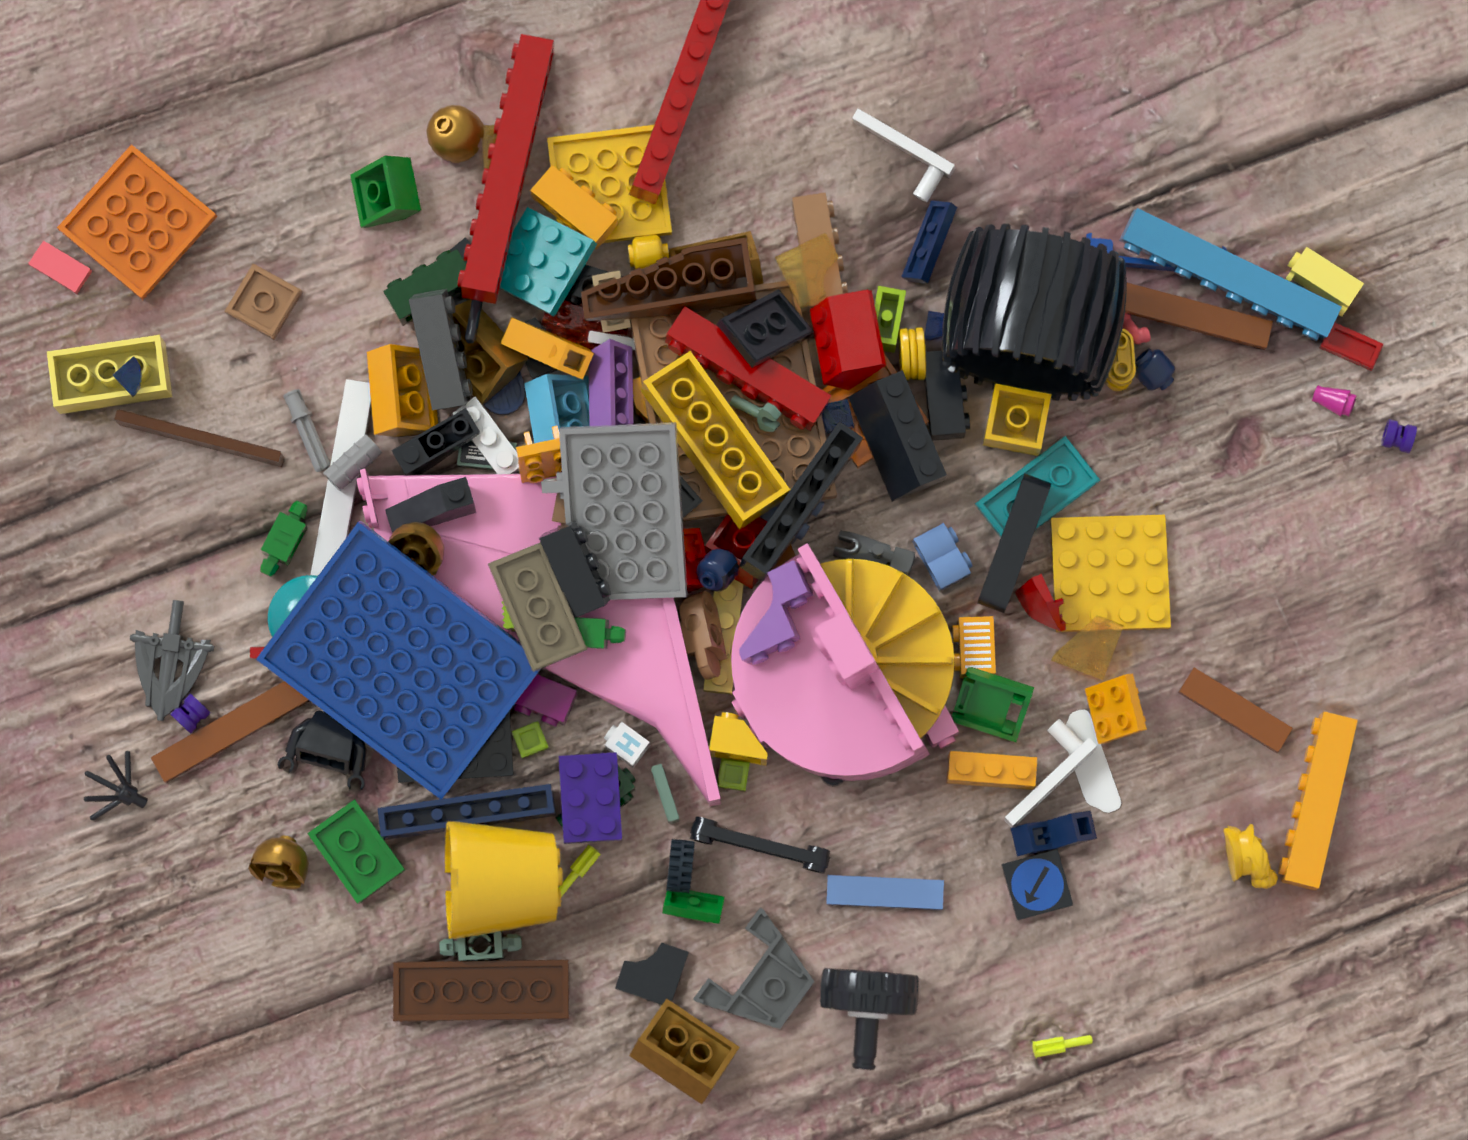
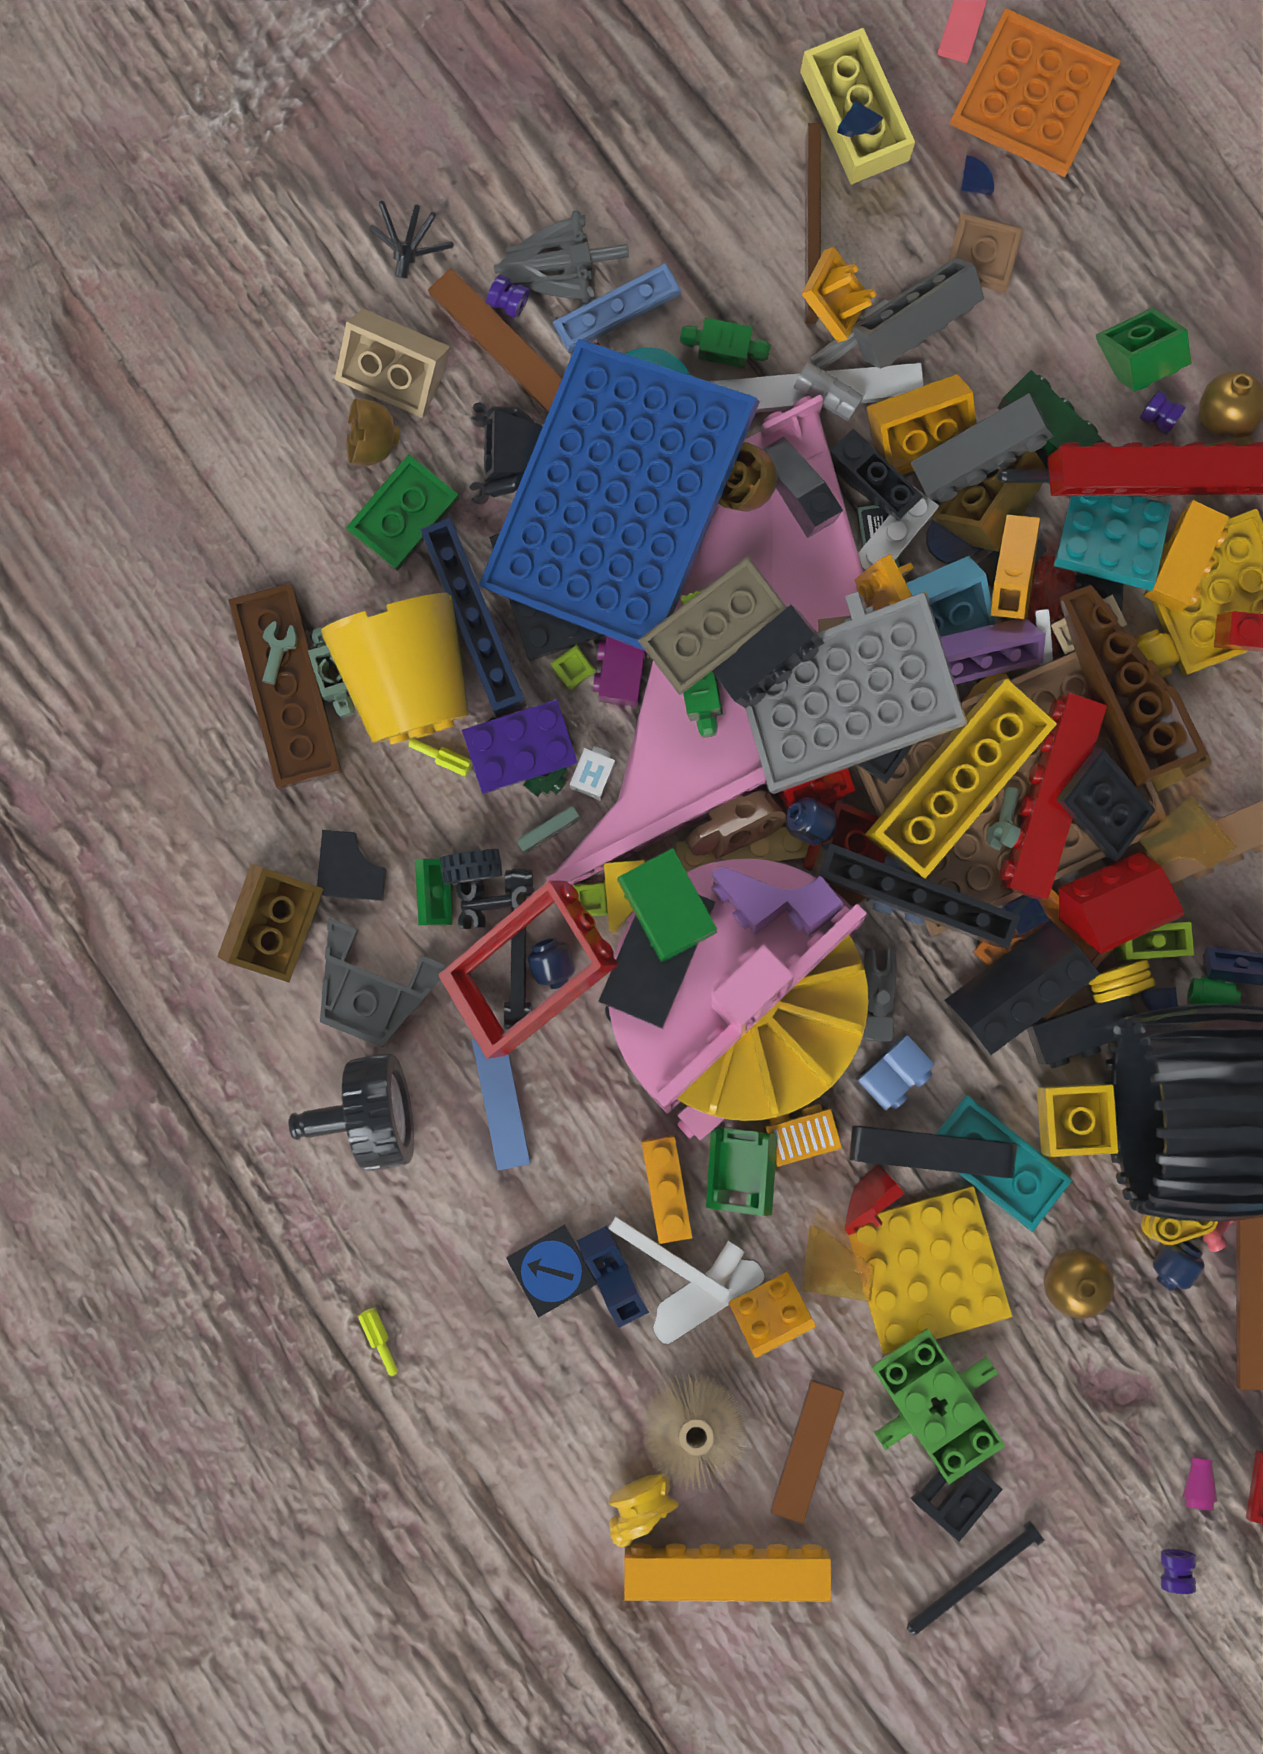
camera: 75 degrees right, 5 degrees up
(195, 290) = (976, 177): none -> clear blue tile
(221, 828) = (391, 362): none -> tan slope
(224, 623) = (617, 307): none -> medium blue tile
(272, 433) = (837, 294): none -> light orange plate
(305, 370) = (918, 313): none -> dark grey brick
(444, 191) = (1162, 412): none -> dark purple wheel
(451, 988) = (277, 650): none -> sand green bar
(712, 873) = (474, 903): none -> black bar
(758, 703) = (667, 905): none -> green piece
(779, 819) = (551, 962): none -> dark blue head
(794, 722) = (643, 983): none -> black tile
(799, 892) = (470, 1000): none -> red door
(939, 282) = (1212, 991): none -> green brick
(1151, 453) = (1079, 1284): none -> pearl gold cylinder
(1193, 809) = (699, 1443): none -> tan piece
(1247, 585) = (954, 1432): none -> bright green slope
(1305, 592) = (962, 1505): none -> black plate
(1369, 599) = (976, 1578): none -> black bar

